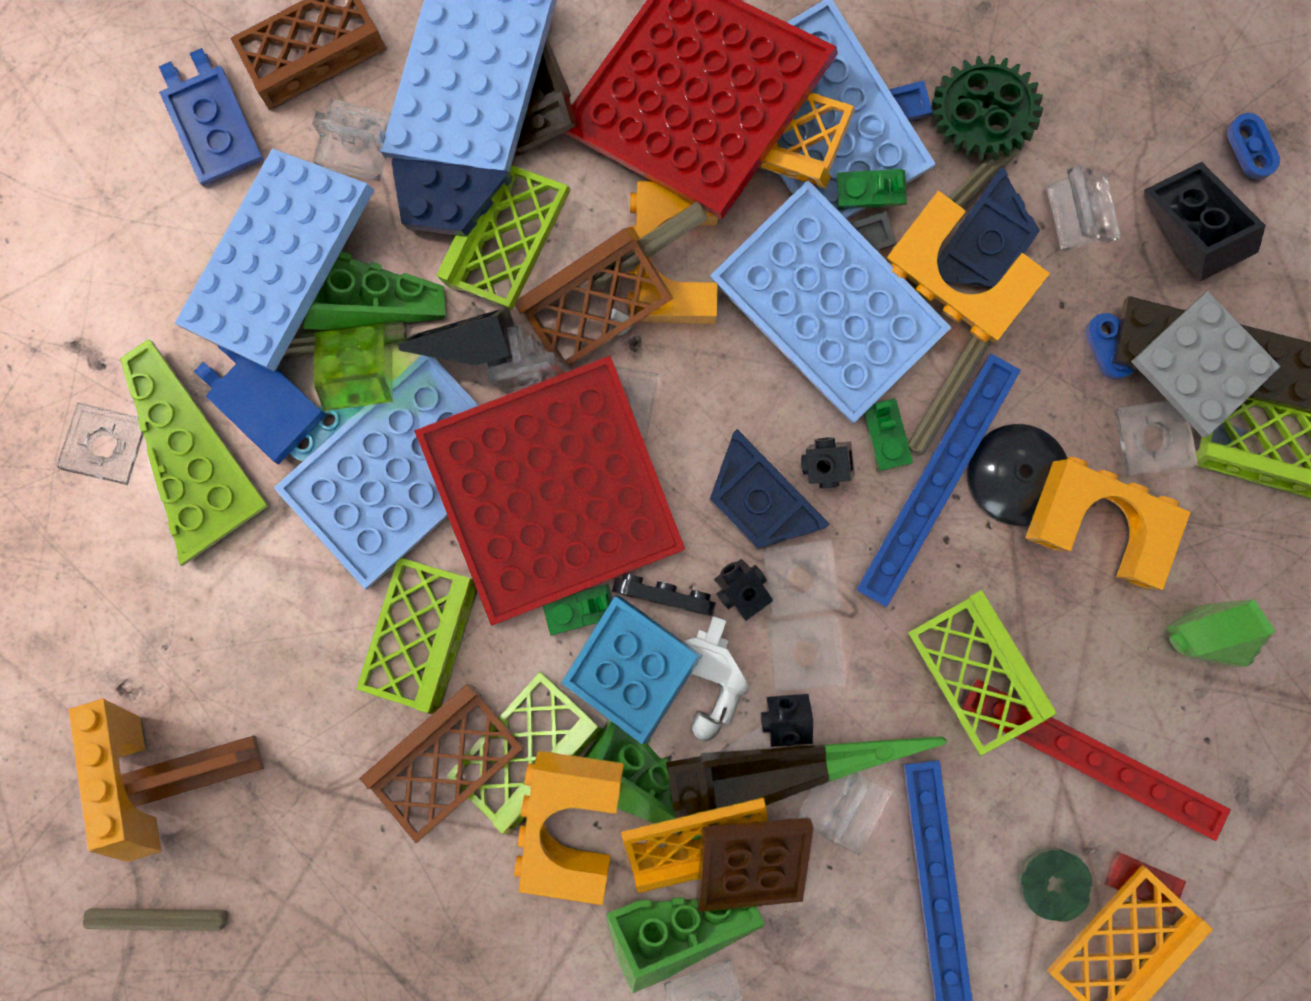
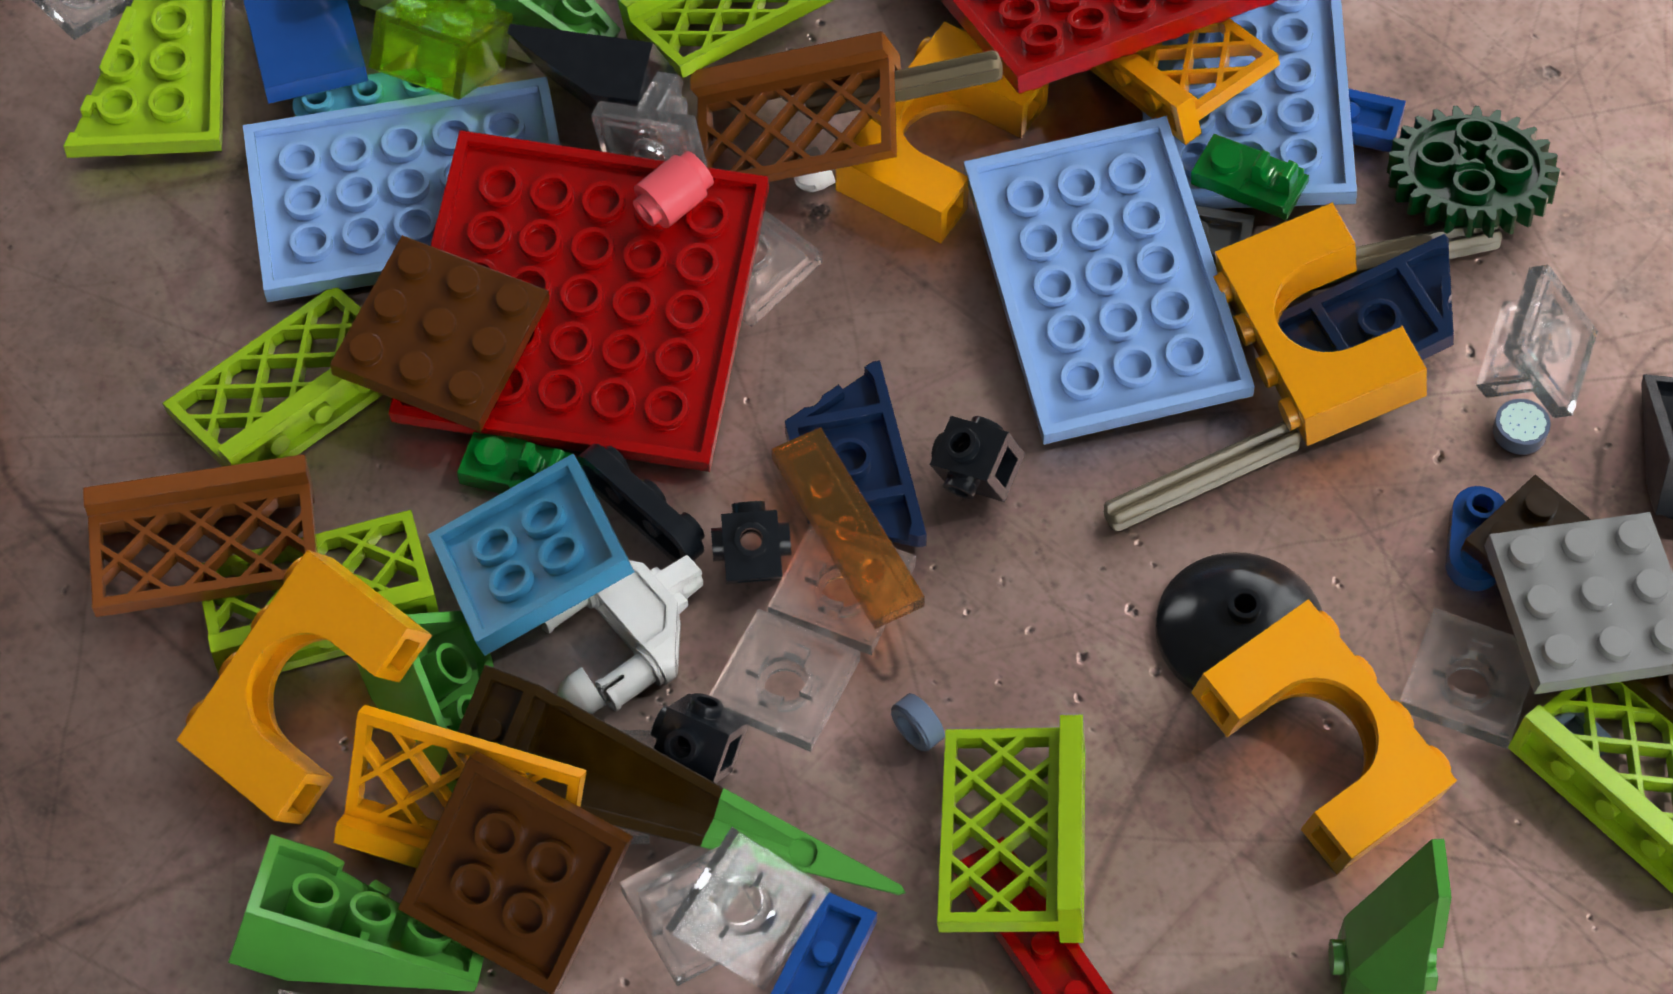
camera: 30 degrees right, 25 degrees down
(491, 566) = (440, 333): none -> reddish brown plate
(567, 402) = (672, 189): none -> coral brick
(788, 548) = (848, 528): none -> clear orange tile
(887, 435) = (1083, 481): green plate -> none
(889, 819) = (762, 943): none -> clear piece
(892, 638) = (917, 722): none -> sand blue tile
(937, 480) = (1113, 567): blue plate -> none
(1097, 261) = (1521, 426): none -> tile

